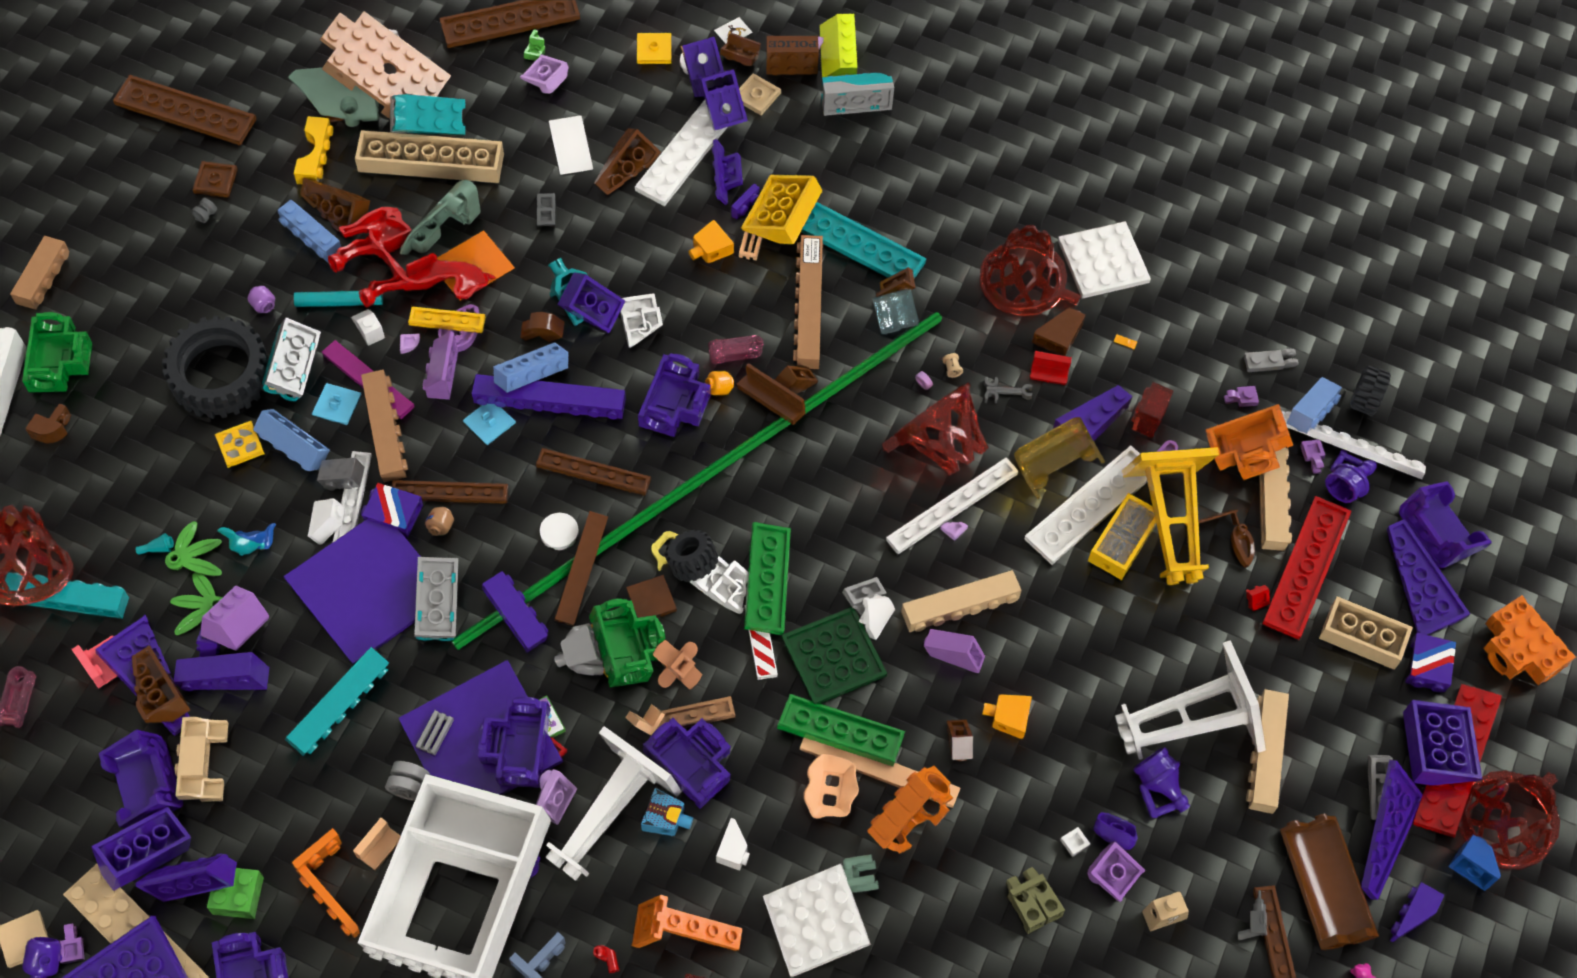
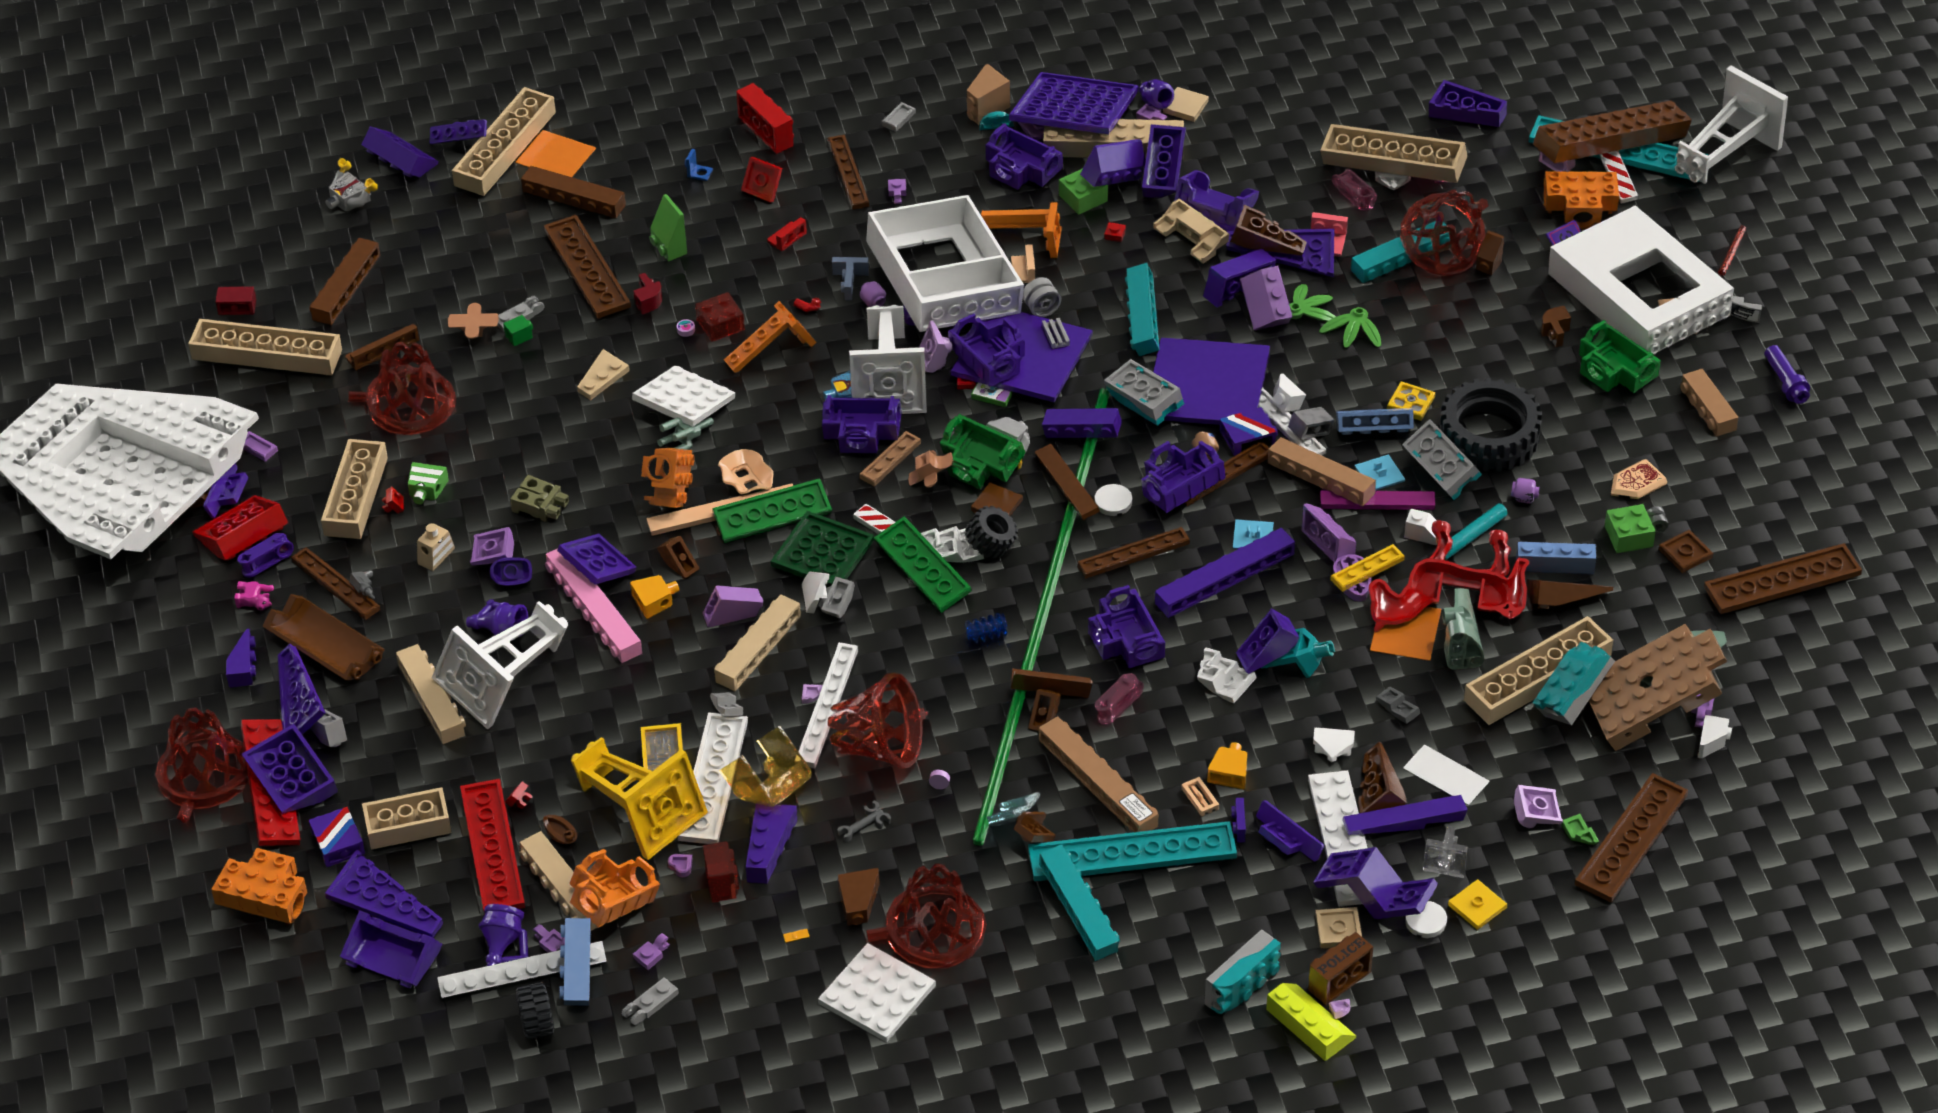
camera: 145 degrees right, 15 degrees down
(161, 544) = (1379, 315): teal cone -> none
(171, 256) = (1637, 480): none -> light nougat tile
(232, 215) = (1629, 528): none -> bright green brick
(248, 542) = (1327, 347): hair -> none
(258, 824) = (1115, 232): none -> red plate
(311, 166) = (1621, 602): yellow arch -> none
(408, 342) = (1380, 542): lavender tile -> none
(494, 498) = (1180, 475): none -> dark purple piece
(530, 367) = (1256, 568): medium blue brick -> none
(542, 914) = (873, 294): none -> medium lavender head
(543, 325) = (1290, 606): reddish brown brick -> none
(617, 118) = (1407, 816): none -> dark purple slope
(620, 213) = (1333, 742): none -> white slope
(643, 77) = (1446, 856): none -> clear bracket
(649, 722) = (916, 417): light nougat panel -> none
(658, 544) = (1016, 553): light yellow helmet -> none
(720, 382) = (1103, 664): light orange head -> none
(733, 847) = (781, 402): white slope -> none
(736, 26) = (1429, 976): white sticker -> none
(741, 49) = (1395, 949): reddish brown bracket -> none
(773, 479) = (986, 627): none -> clear blue piece
(783, 207) = (1197, 823): yellow slope -> none
(915, 215) = (1079, 902): none -> teal brick
(956, 367) = (926, 807): tan bush -> none
(1032, 560) = (726, 704): none -> light grey slope
(1036, 778) = (596, 559): none -> dark purple plate
(1050, 368) = (842, 863): red panel -> none
(1067, 744) = (595, 608): none -> bright pink brick
(1075, 841) = (537, 551): white plate -> none
(1233, 515) = (603, 828): reddish brown piece -> none
(1476, 862) = (217, 701): blue slope -> none

